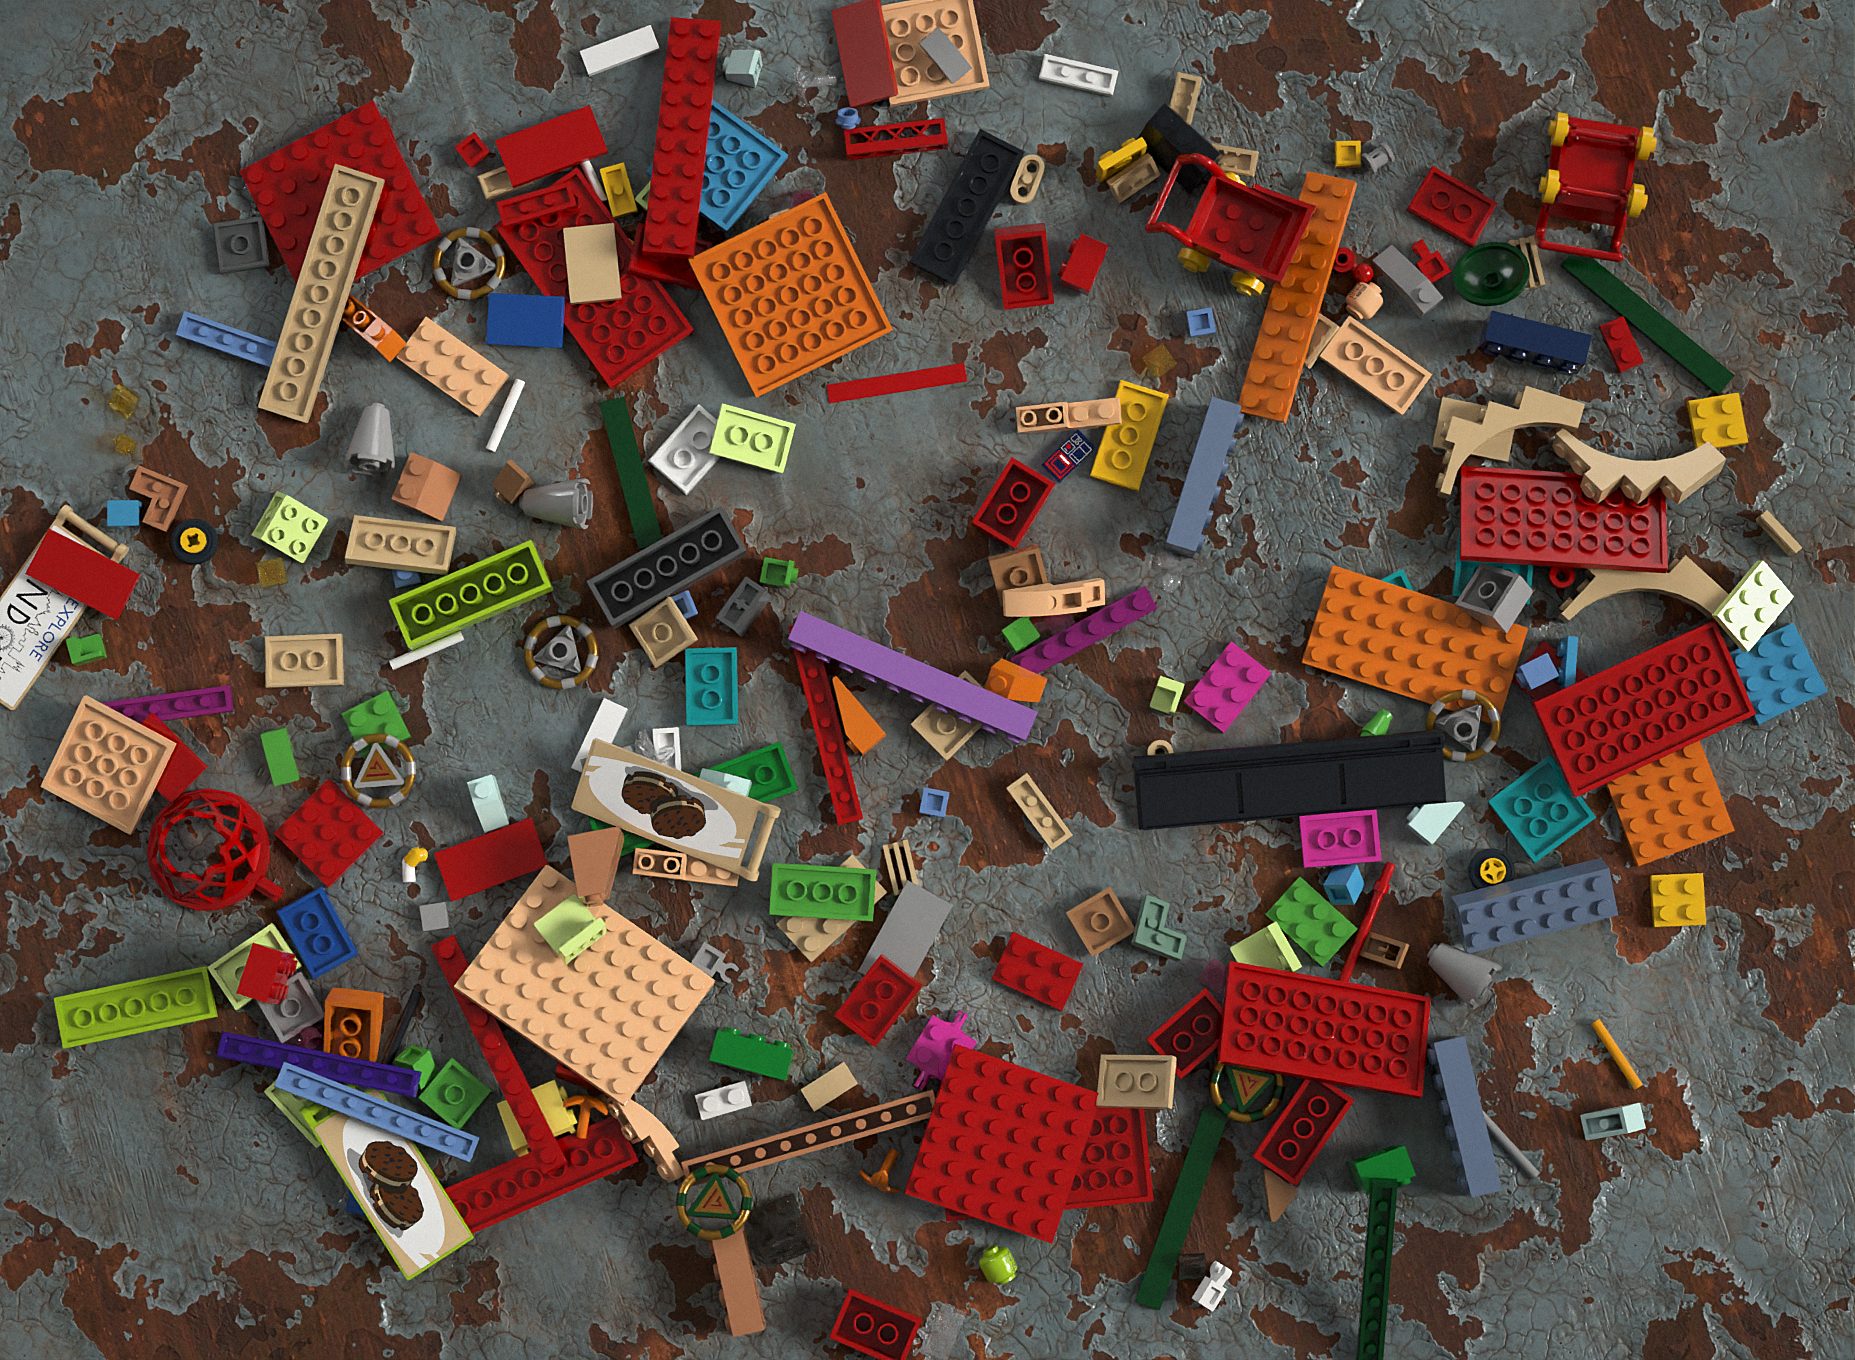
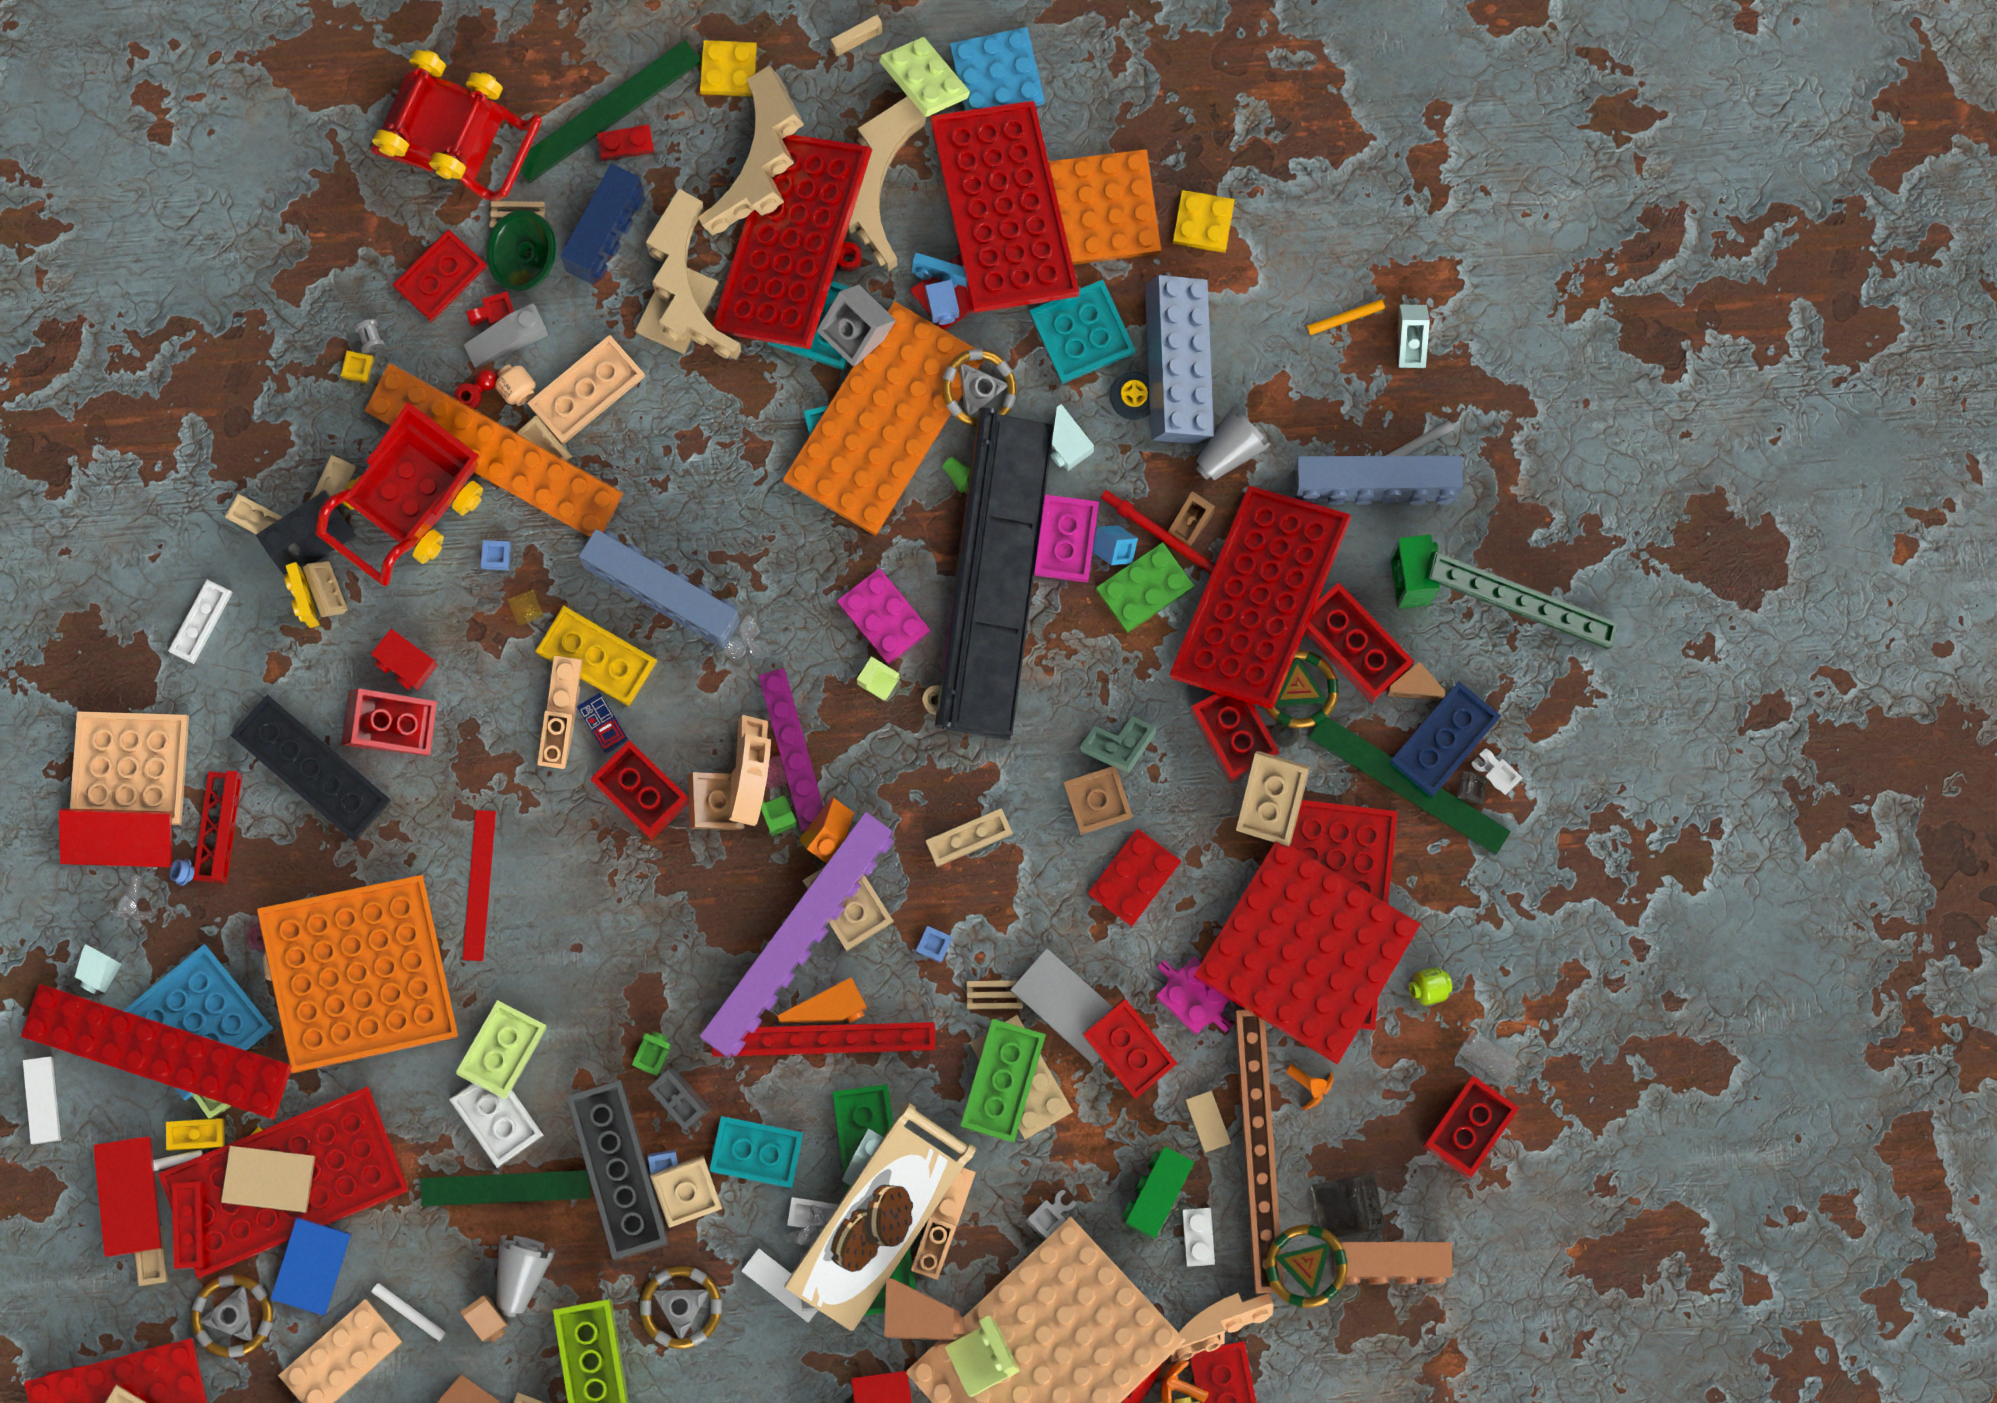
camera: 80 degrees left, 5 degrees down
(472, 150) = (108, 1284): red plate -> none
(664, 269) = (293, 1104): red tile -> none
(945, 55) = (141, 752): light grey slope -> none
(1027, 180) = (298, 699): tan plate -> none
(1214, 975) = (1179, 696): clear pink plate -> none
(1231, 1231) = (1445, 739): none -> dark blue plate
(1267, 949) = (1164, 635): yellowish green bracket -> none

